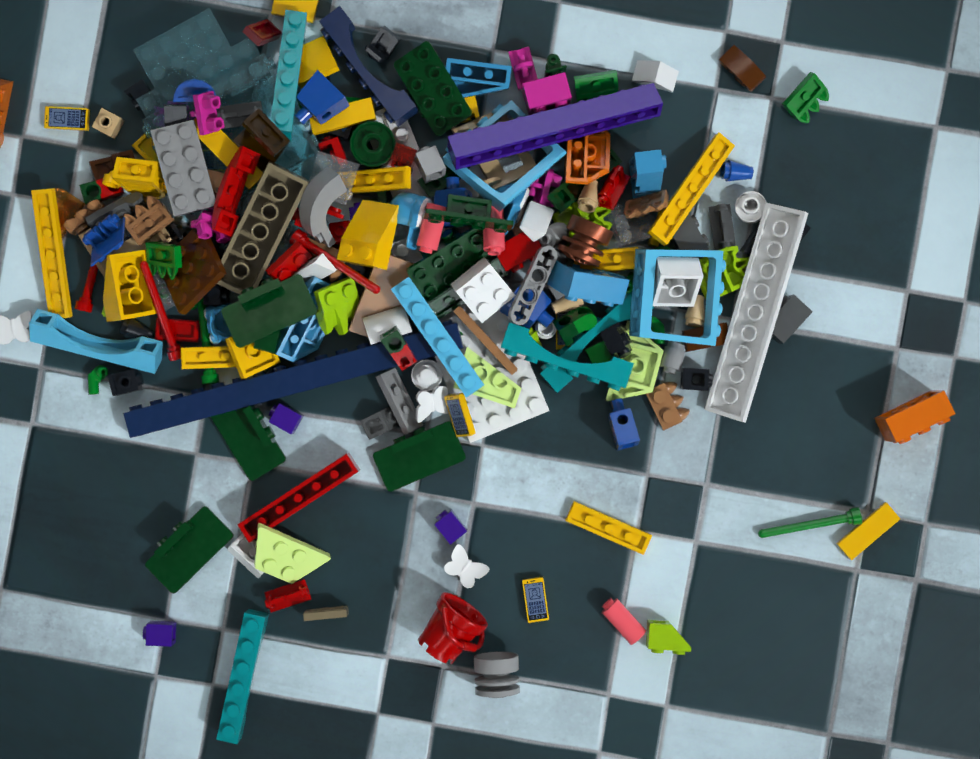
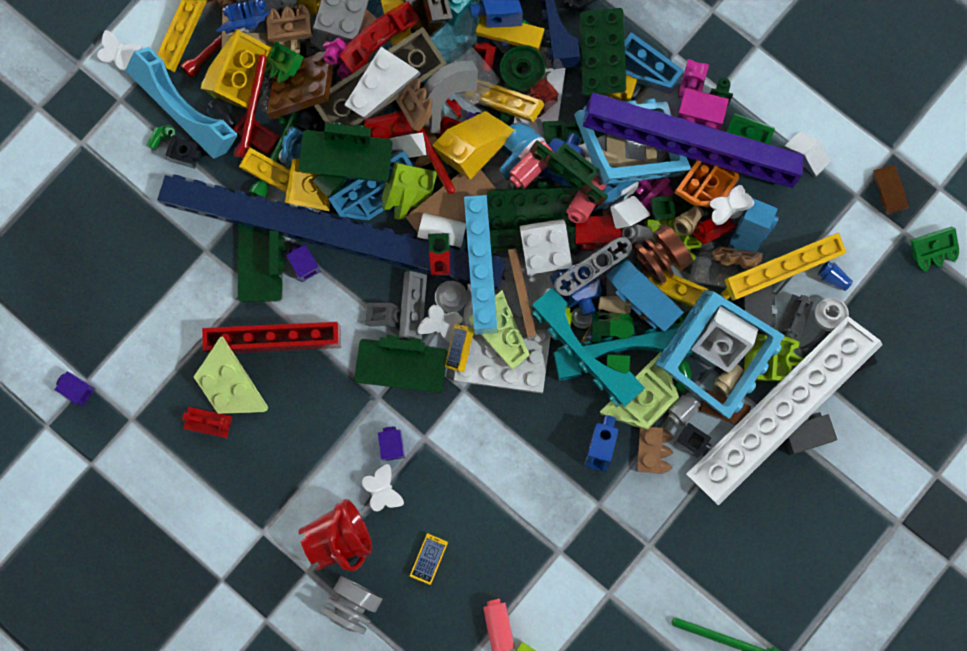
camera: 35 degrees right, 10 degrees down
(188, 549) = (146, 328): dark green bracket -> none
(241, 676) = (95, 496): teal arch -> none
(245, 553) = (193, 358): white slope -> none
(262, 232) = (380, 83): none -> white wedge
(302, 236) = (414, 104): none -> medium nougat plate
(326, 613) = (231, 457): dark tan tile -> none
(430, 163) = (563, 112): light grey brick -> none
(608, 527) = (535, 532): yellow tile -> none
(617, 341) = (641, 362): black brick -> none
(619, 168) = (731, 206): none -> white animal
(915, 416) = (882, 594): orange brick -> none

